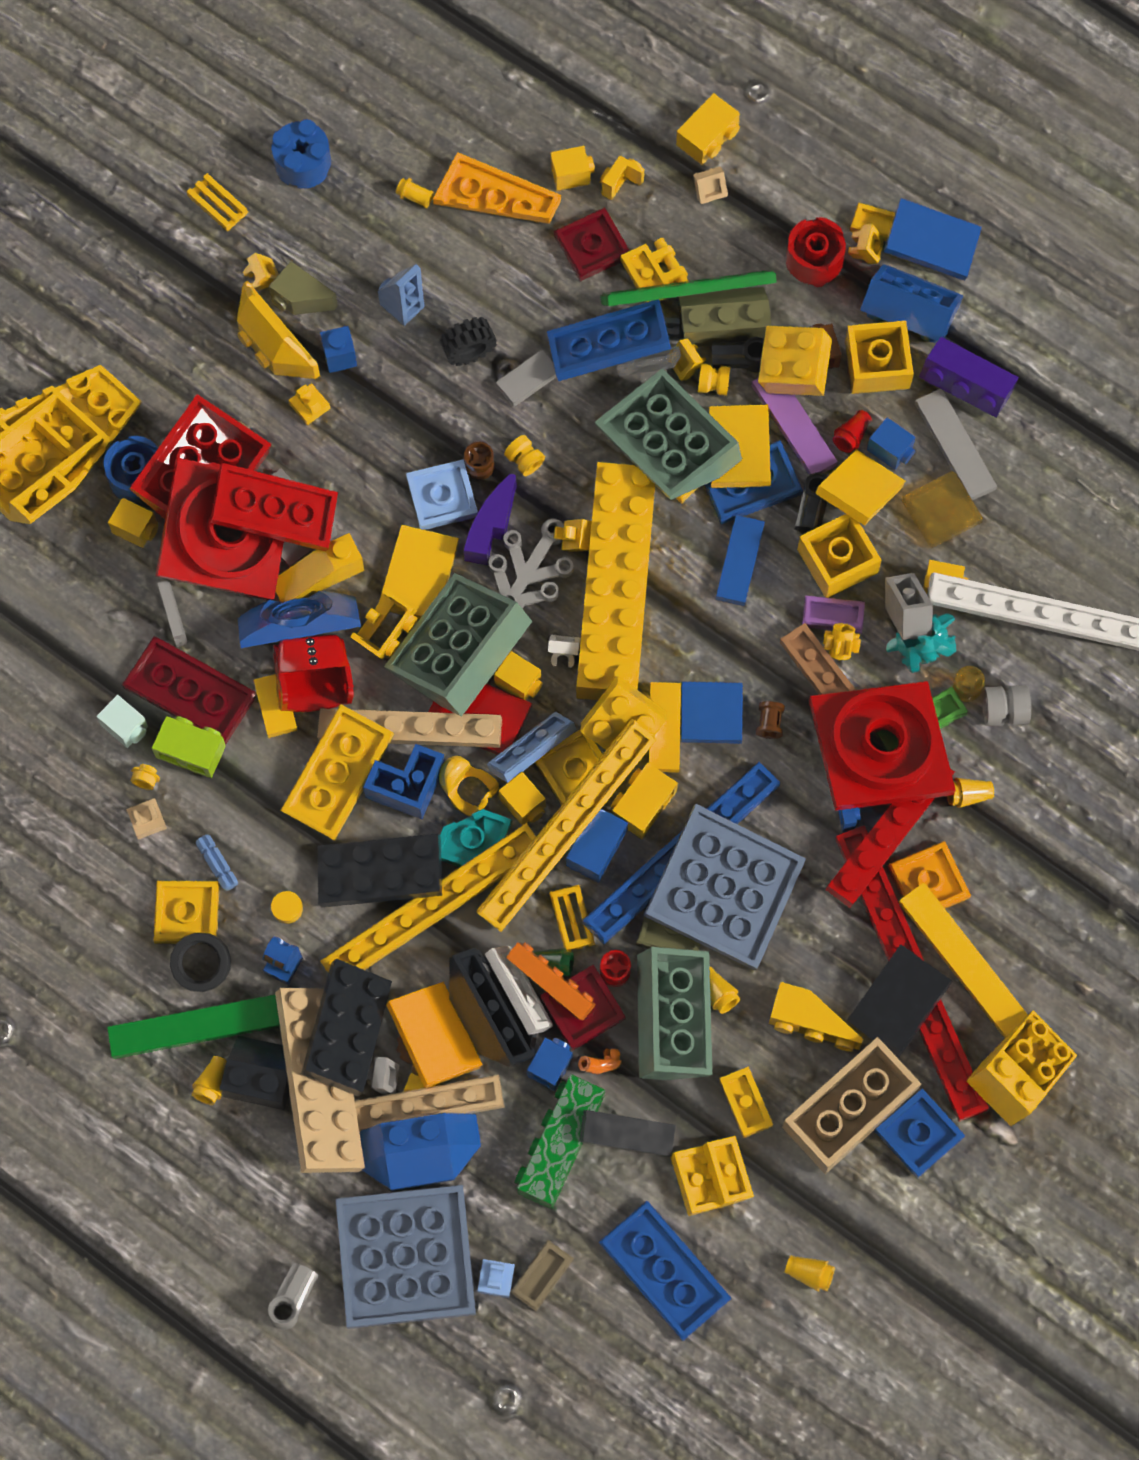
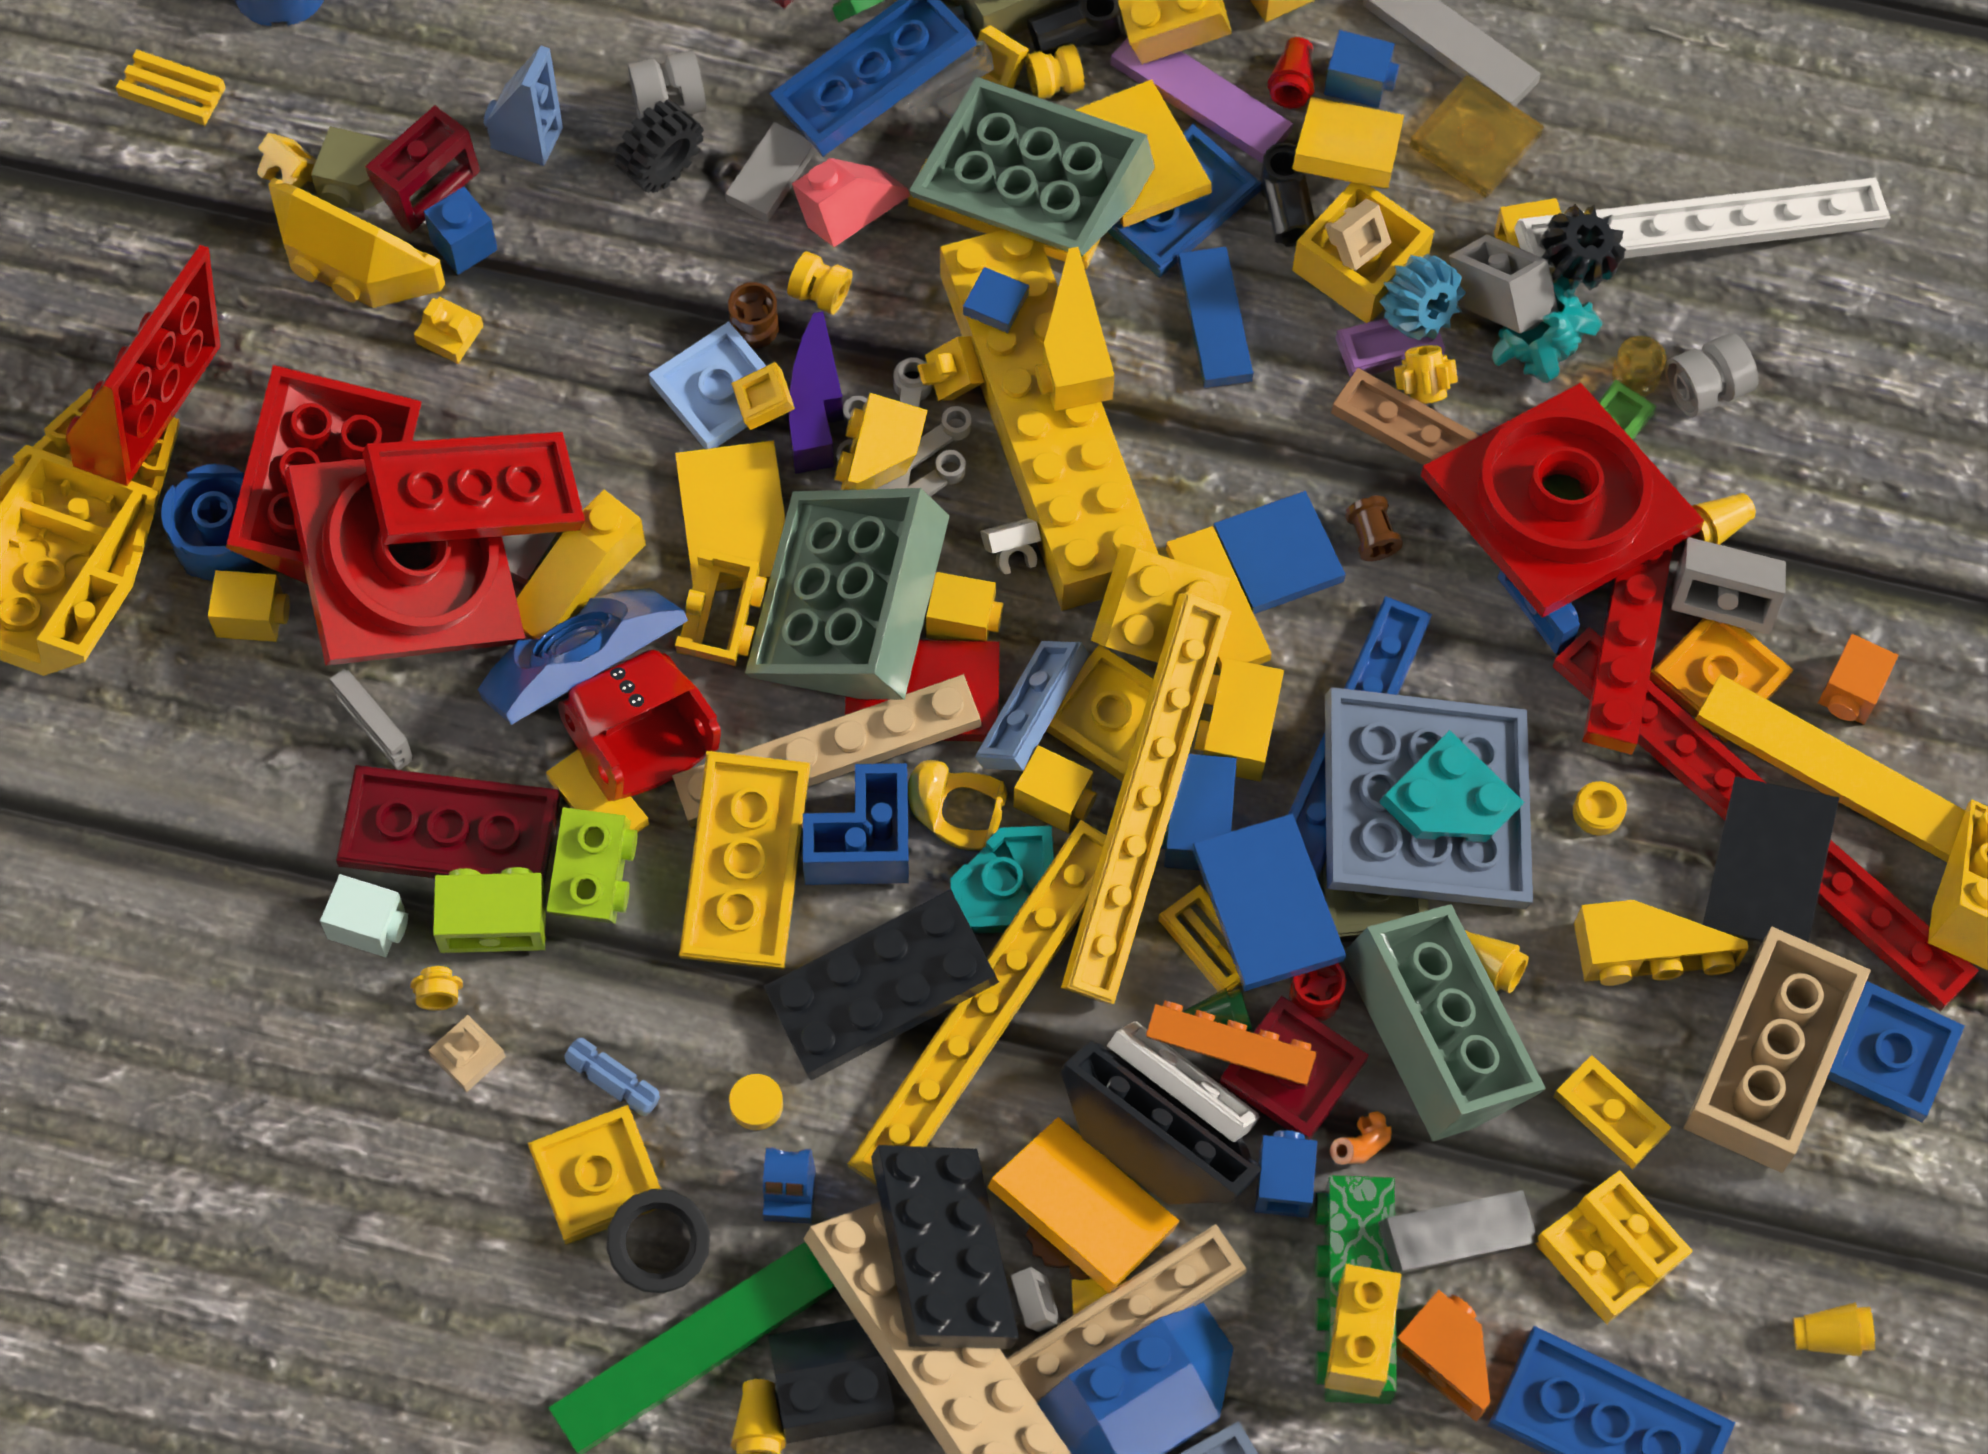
camera: 25 degrees left, 5 degrees down
(131, 374) = (149, 377): none -> red slope
(253, 742) = (591, 865): none -> lime brick
(329, 299) = (416, 158): none -> dark red tile
(460, 511) = (763, 396): none -> yellow tile
(492, 306) = (679, 72): none -> light grey wheel
(514, 566) = (883, 443): none -> yellow slope
(544, 1165) = (1362, 1330): none -> yellow brick
(562, 410) = (845, 198): none -> coral slope
(593, 1194) = (1448, 1352): none -> orange slope
(606, 910) = (1268, 902): none -> blue tile
(611, 506) = (996, 299): none -> blue tile
(640, 550) = (1074, 351): none -> yellow slope
(736, 891) = (1451, 795): none -> teal plate
(822, 930) = (1599, 808): none -> yellow tile
(833, 547) = (1359, 234): none -> tan tile
(856, 596) = (1422, 296): none -> dark azure gear
(954, 833) = (1729, 585): none -> light grey brick
(958, 593) = (1582, 247): none -> black gear
(1003, 916) = (1857, 680): none -> orange brick

